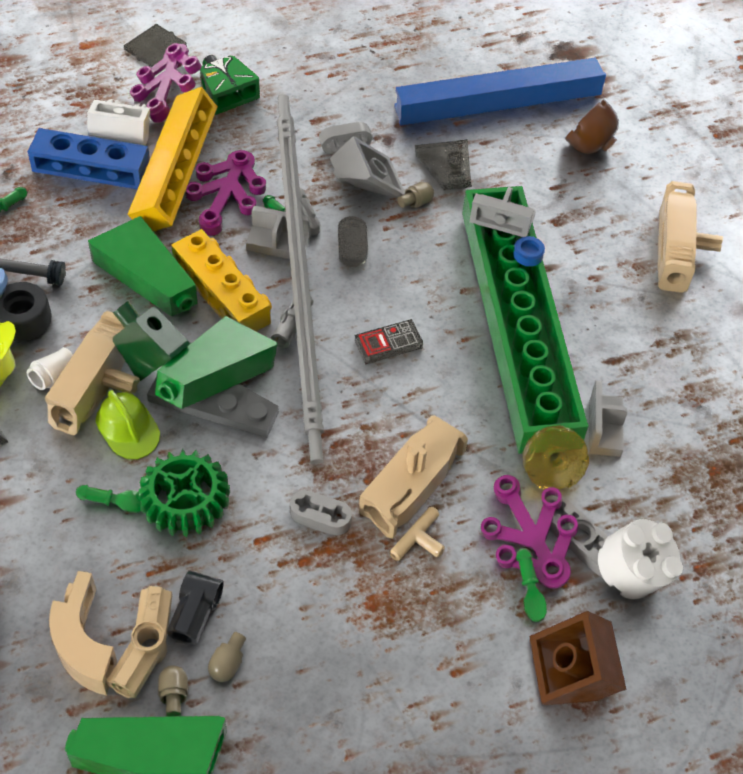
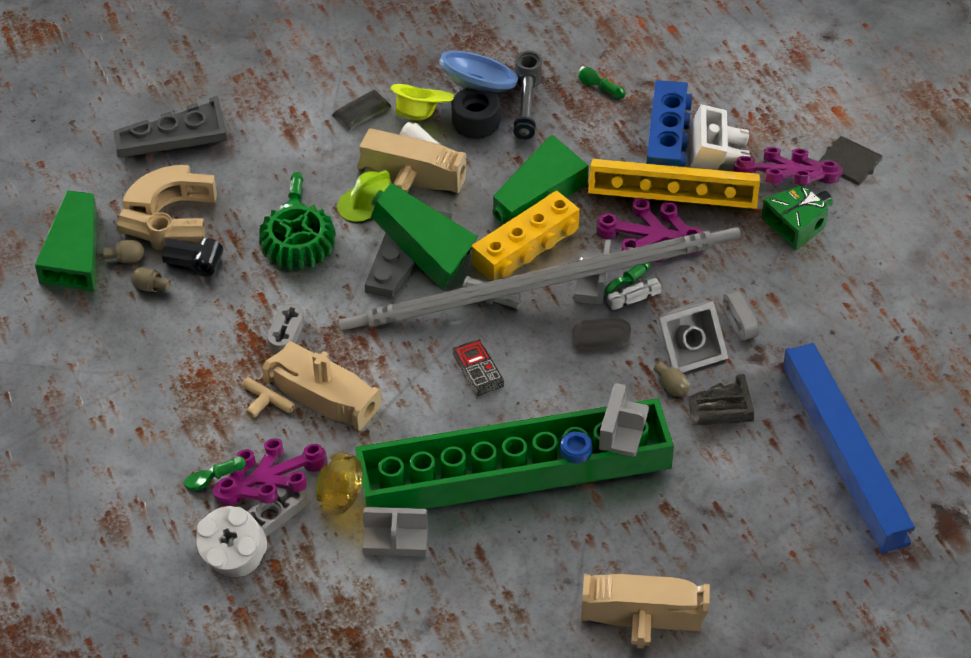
camera: 90 degrees right, 5 degrees down
(147, 339) = (429, 188): dark green torso -> none
(577, 660) = (140, 507): reddish brown slope -> none
(595, 129) = (796, 528): reddish brown cylinder -> none

